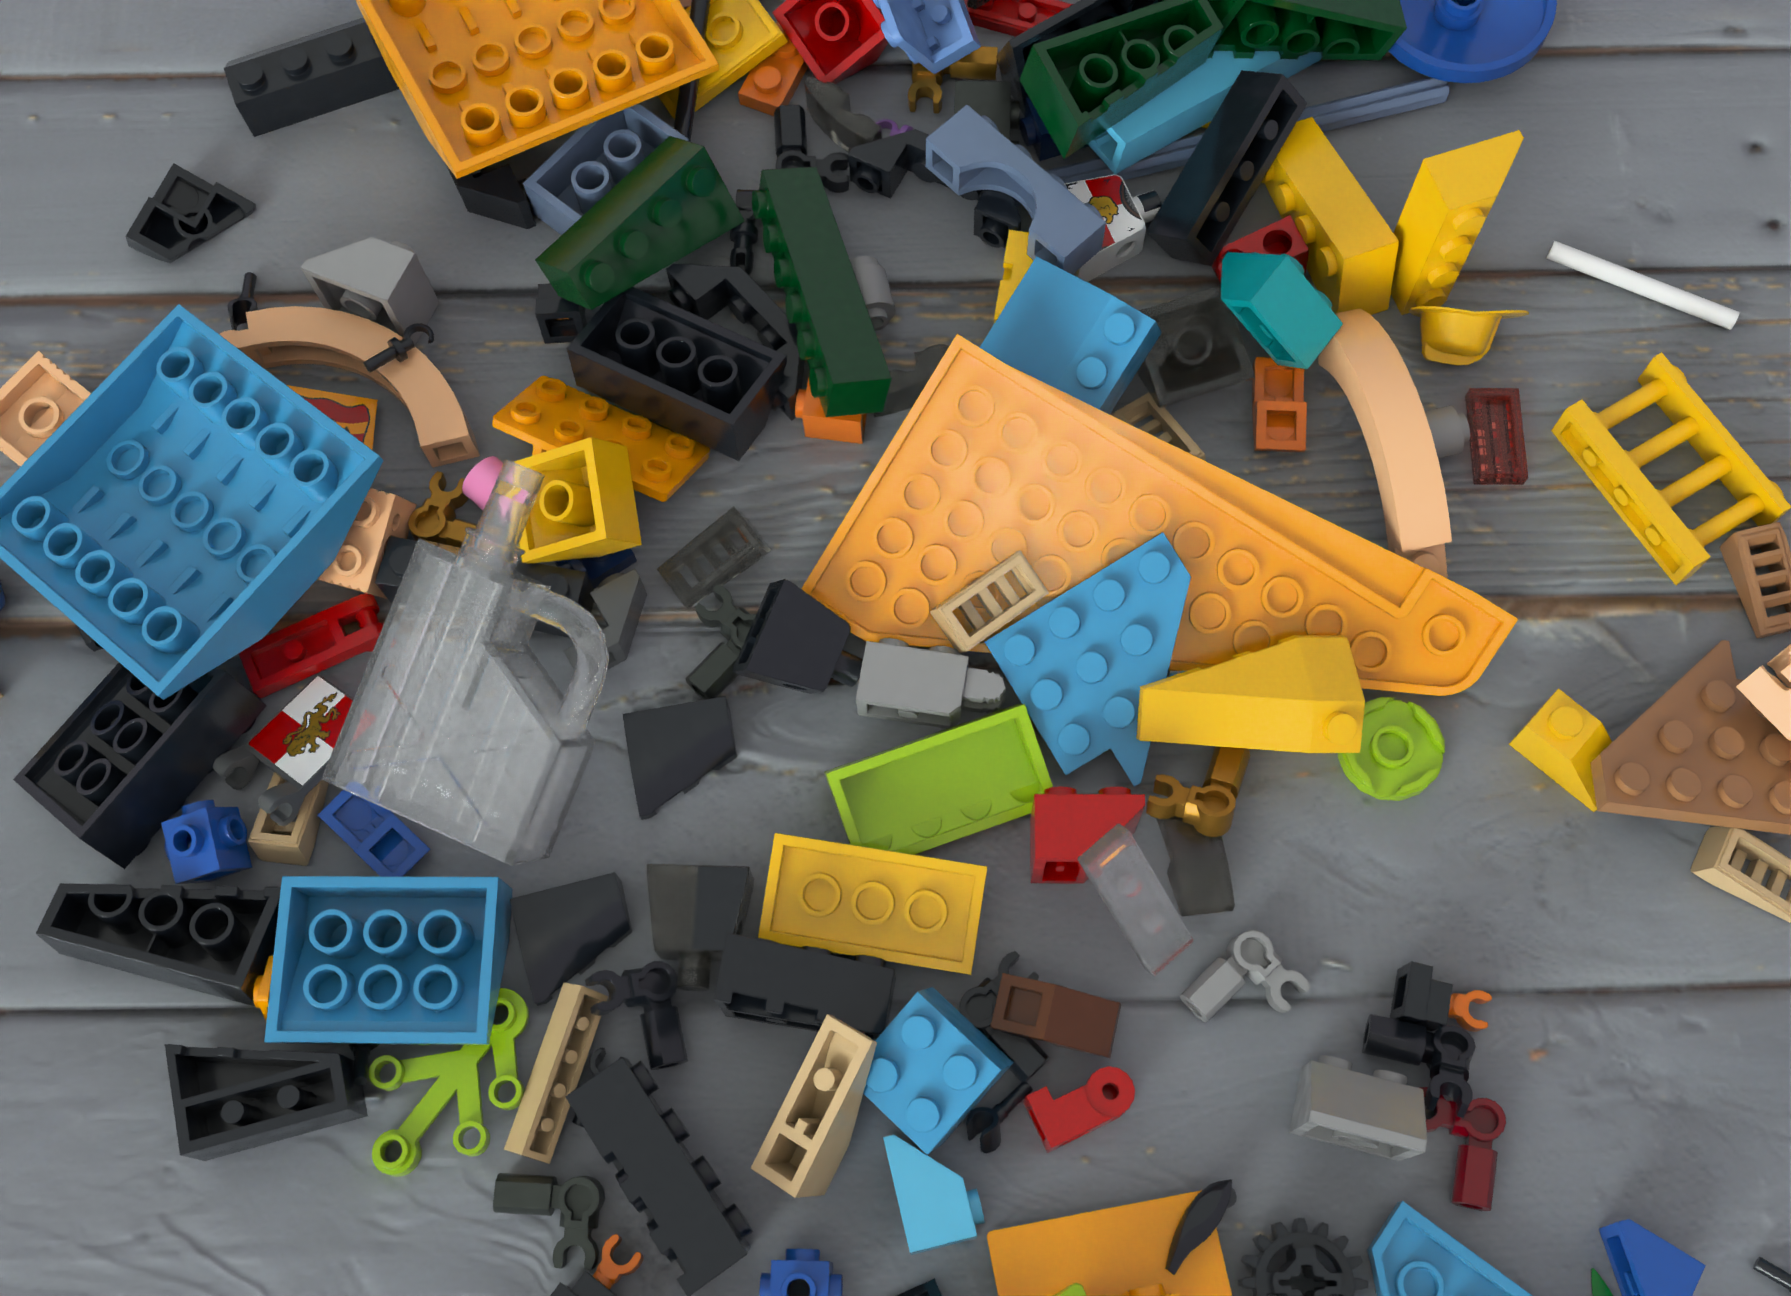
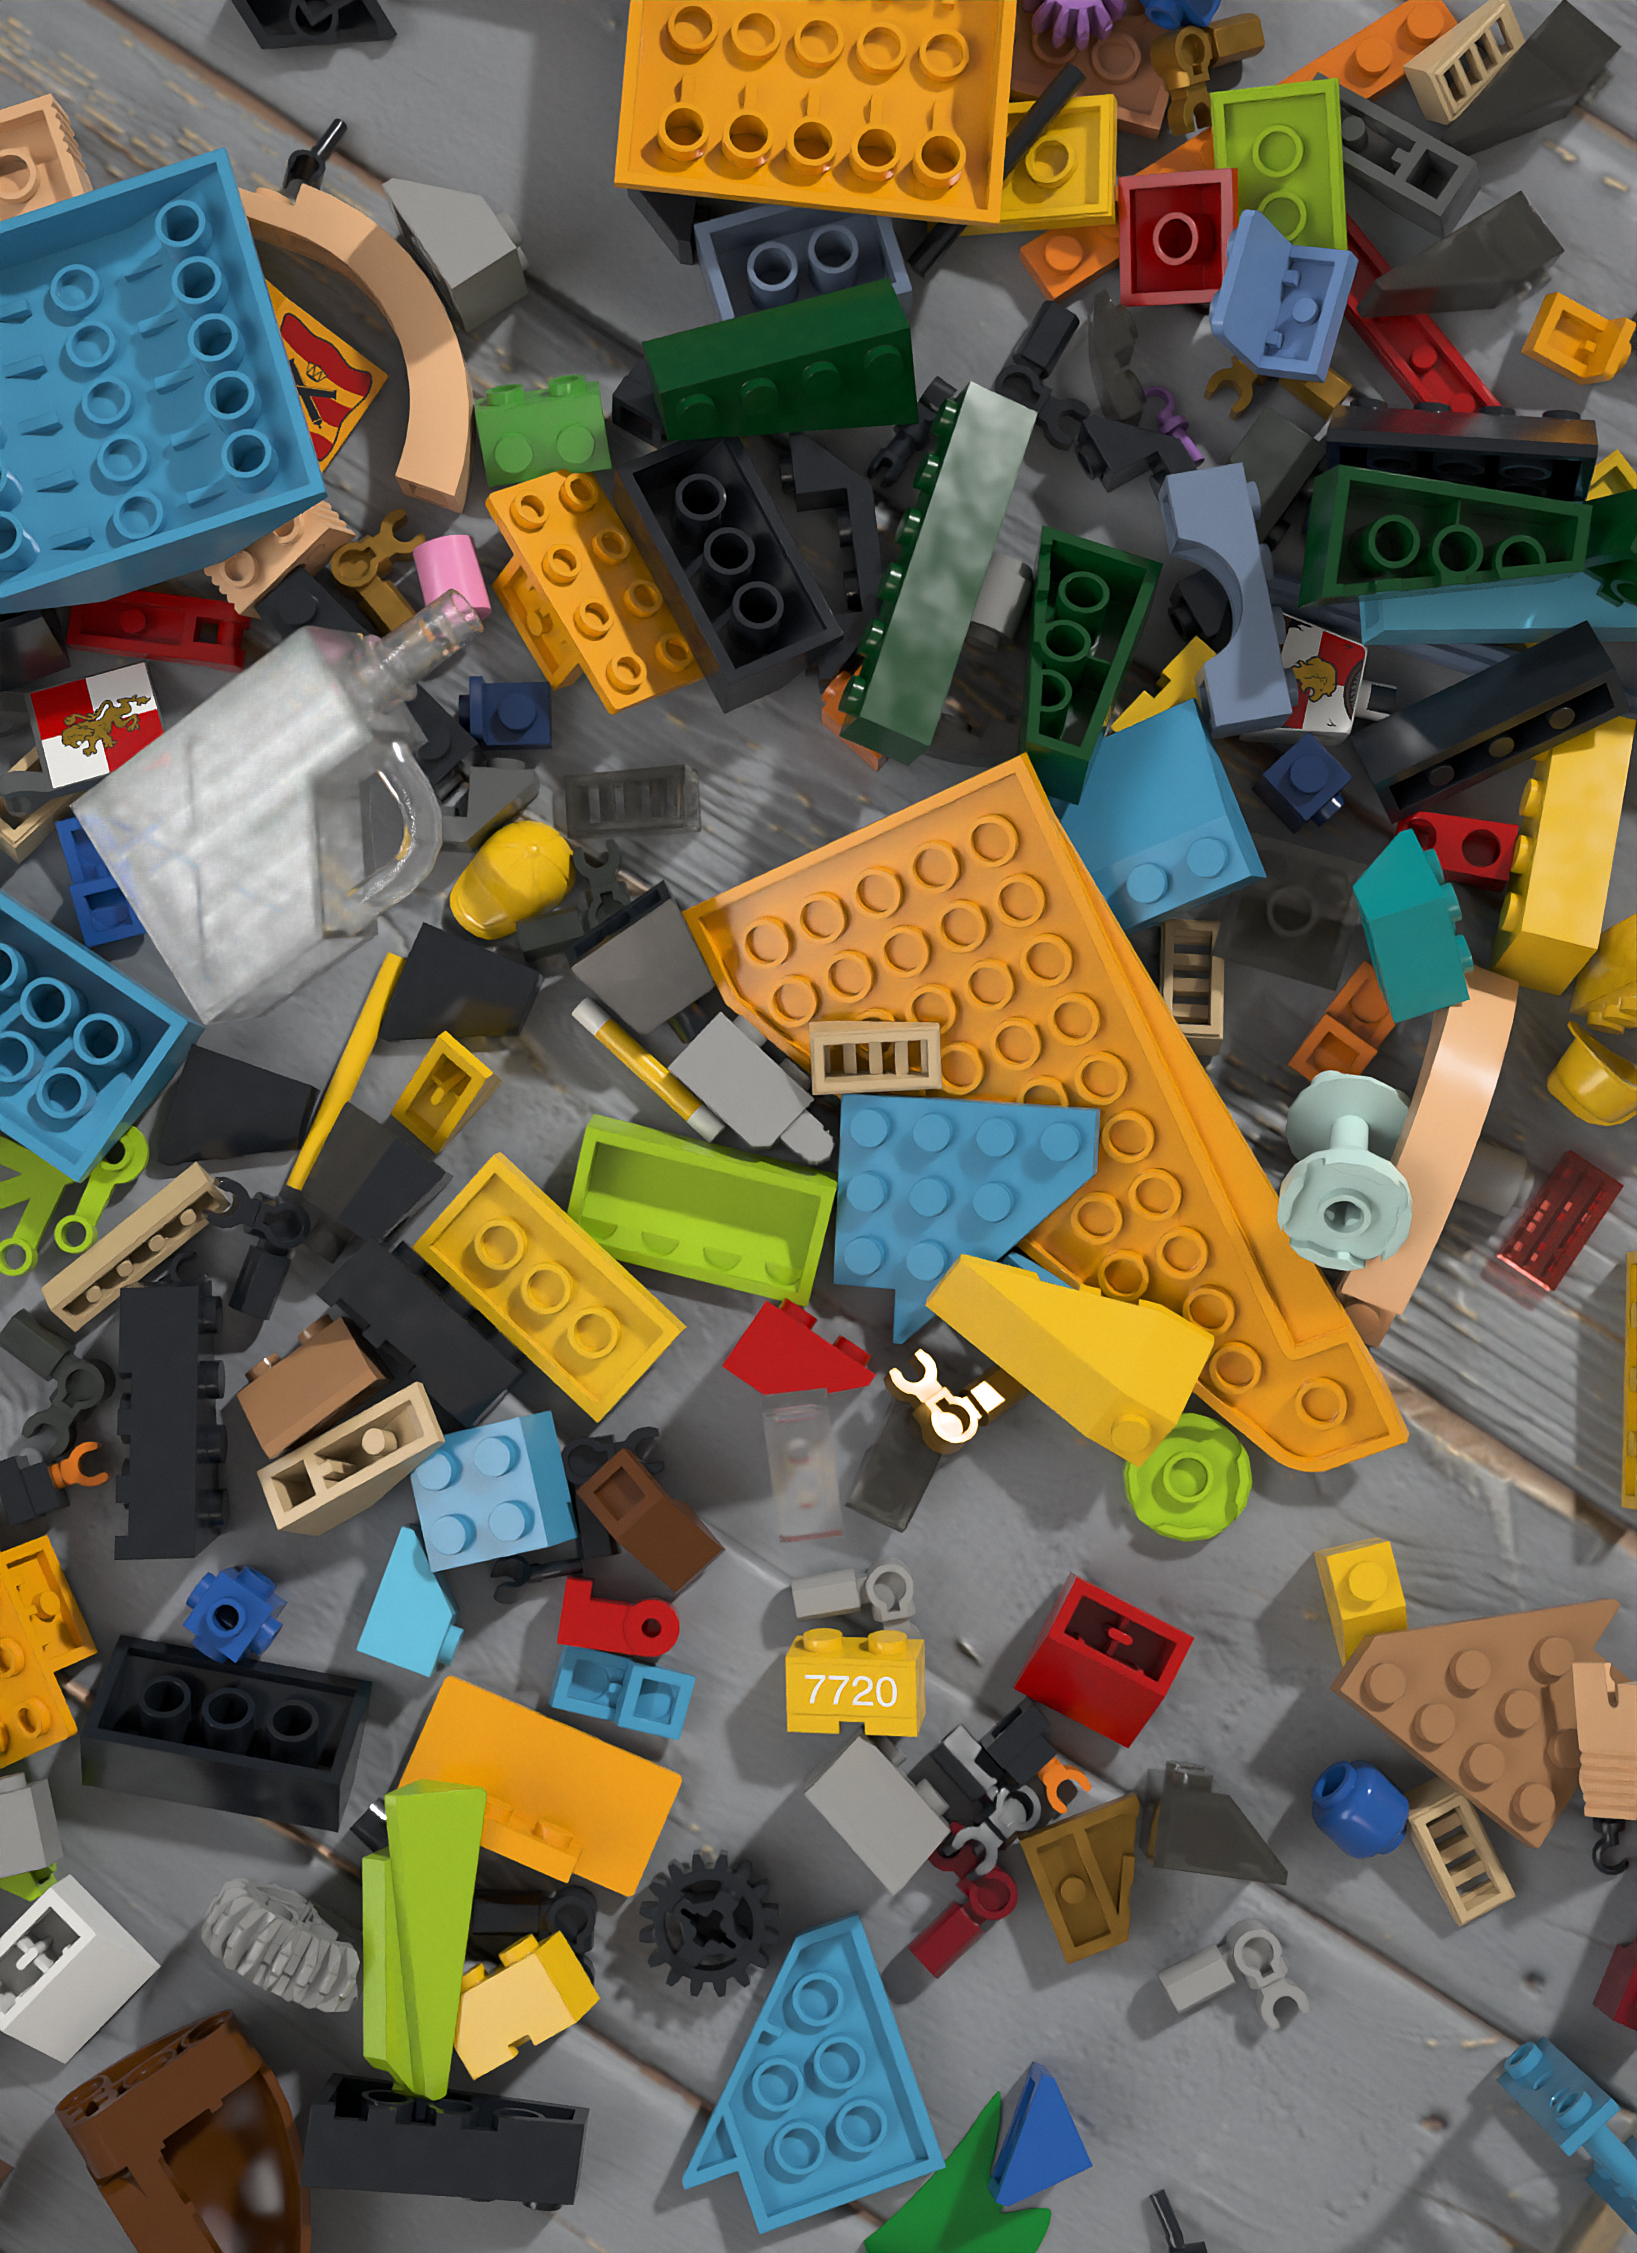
camera: 30 degrees right, 15 degrees up
(398, 349) = (436, 343): black hand -> none
(503, 370) = (542, 430): none -> bright green bracket
(583, 503) = (517, 671): yellow slope -> none
(633, 853) = (349, 1067): none -> yellow bar
(663, 653) = (513, 877): none -> yellow piece
(711, 817) = (444, 1093): none -> yellow slope
(752, 1079) = (312, 1386): none -> medium nougat slope
(841, 719) = (648, 1069): none -> yellow bar
(941, 276) = (1080, 644): none -> dark green wedge
(1118, 1157) = (622, 1690): none -> dark azure slope
(1141, 274) = (1303, 785): none -> dark blue brick
(1200, 1221) = (654, 1802): black bar -> none
(1280, 1029) = (855, 1681): none -> yellow brick
(1355, 476) = (1344, 1192): none -> light aqua piece
(1433, 900) = (1102, 1661): none -> red slope
(1534, 1063) = (1087, 1875): none -> pearl gold wing
(1585, 961) = (1200, 1828): none -> clear smoke slope
(1677, 886) = (1360, 1808): none -> blue head
(1682, 1040) = (1248, 1951): none -> light grey bar

